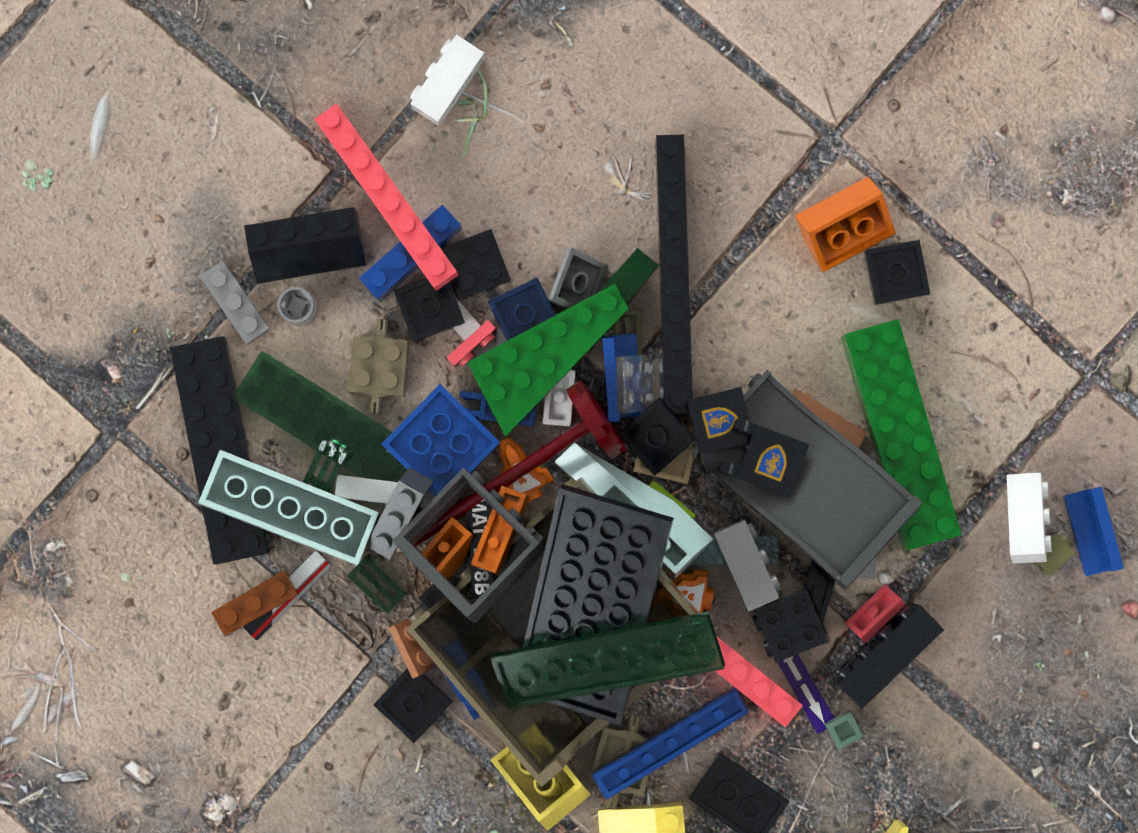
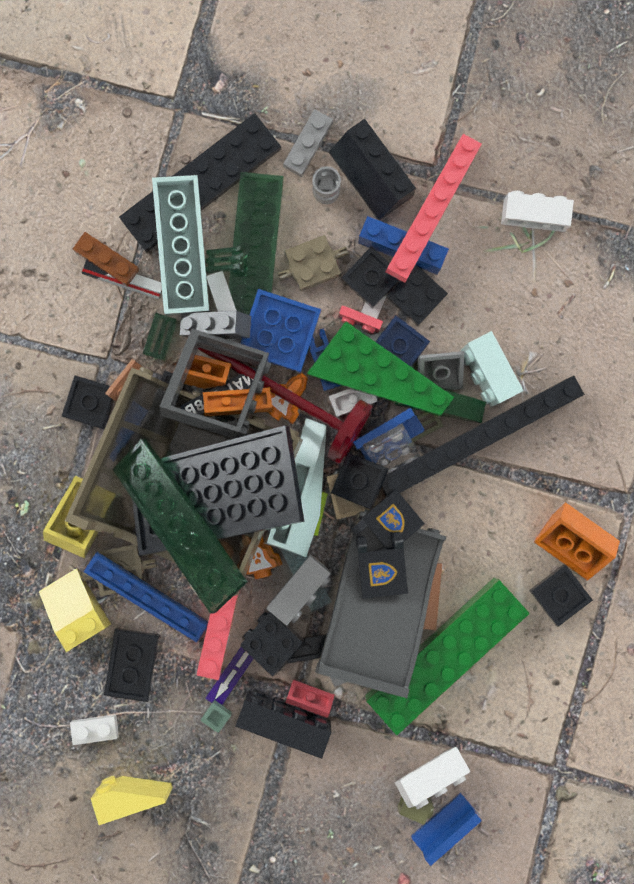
camera: 55 degrees right, 0 degrees up
(604, 226) = (491, 369): none -> light aqua brick

